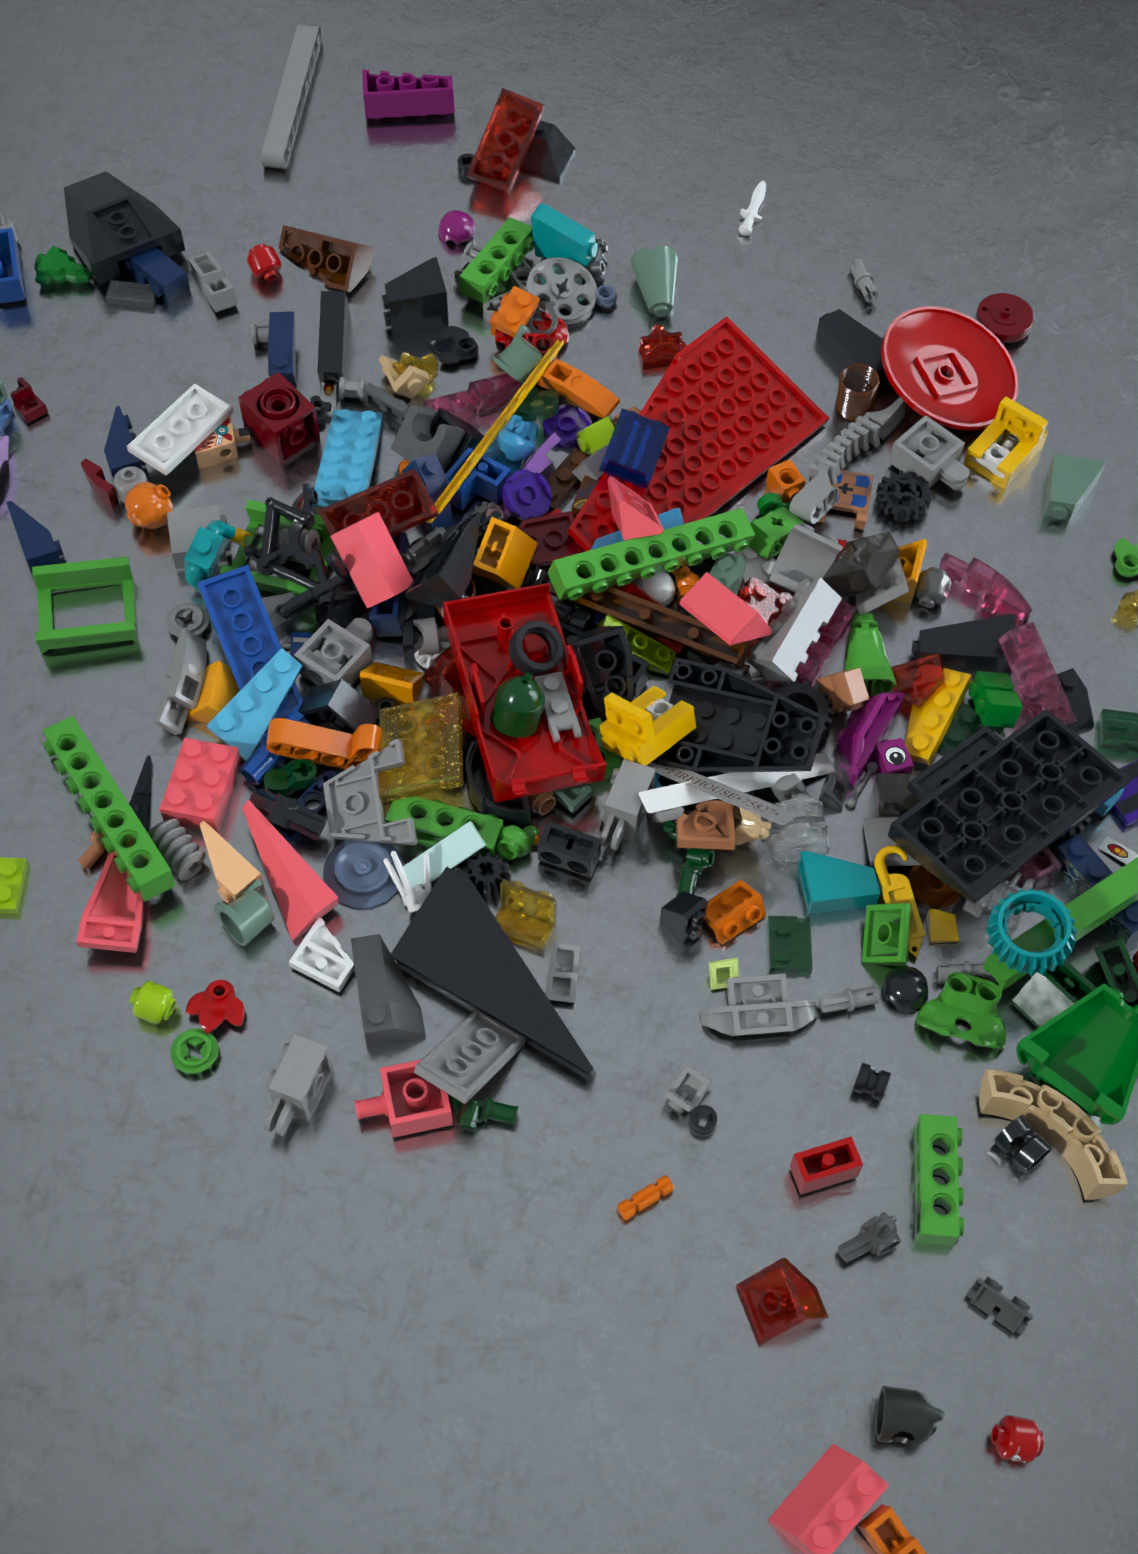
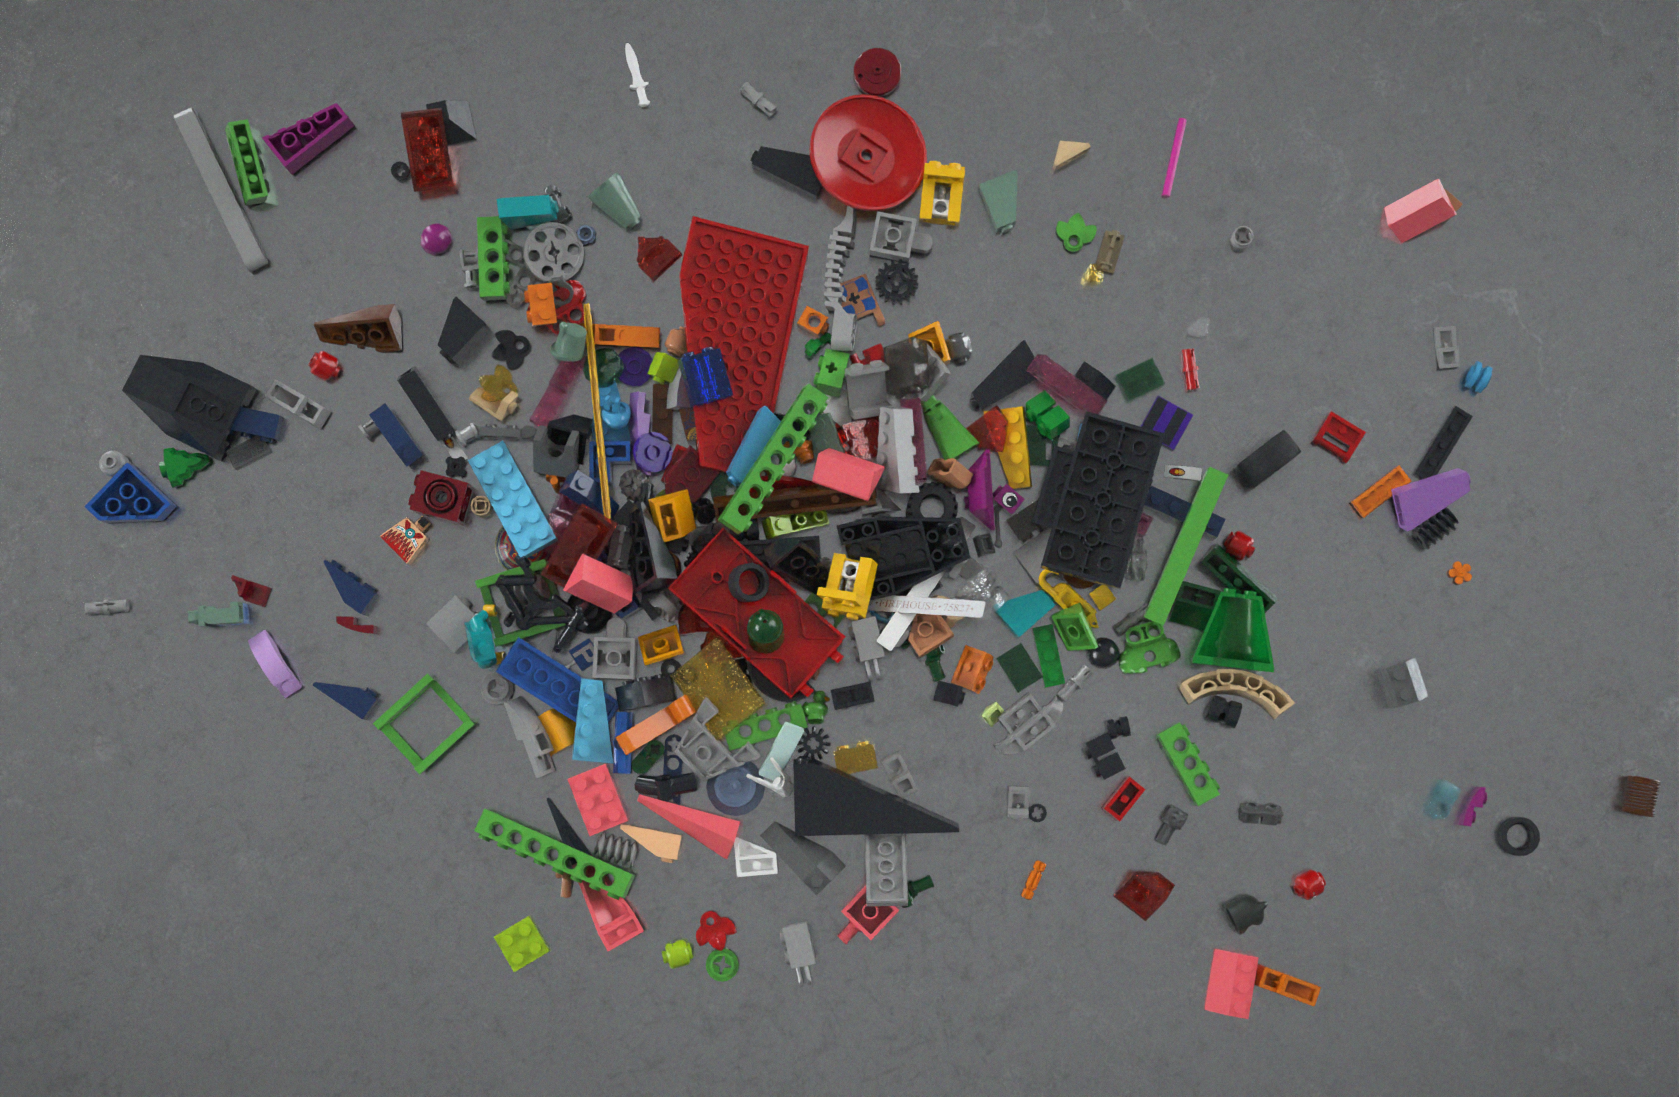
camera: 30 degrees left, 25 degrees up
(126, 479) = (381, 614): light grey head -> none
(148, 505) = (407, 624): orange plant -> none
(180, 429) = (383, 552): white tile -> none
(246, 915) = (691, 864): sand green hat -> none
(312, 451) = (484, 508): none -> tan wheel
(332, 84) = (246, 162): none -> bright green brick
(558, 705) = (786, 610): light grey hinge -> none
(631, 512) = (743, 436): coral slope -> none
(832, 1103) = (1107, 766): none -> black piece
(834, 952) = (1048, 655): none -> green plate
(869, 395) = (816, 200): reddish brown piece -> none
(995, 591) = (1002, 325): clear pink slope -> none
(1040, 903) = (1185, 590): teal gear -> none

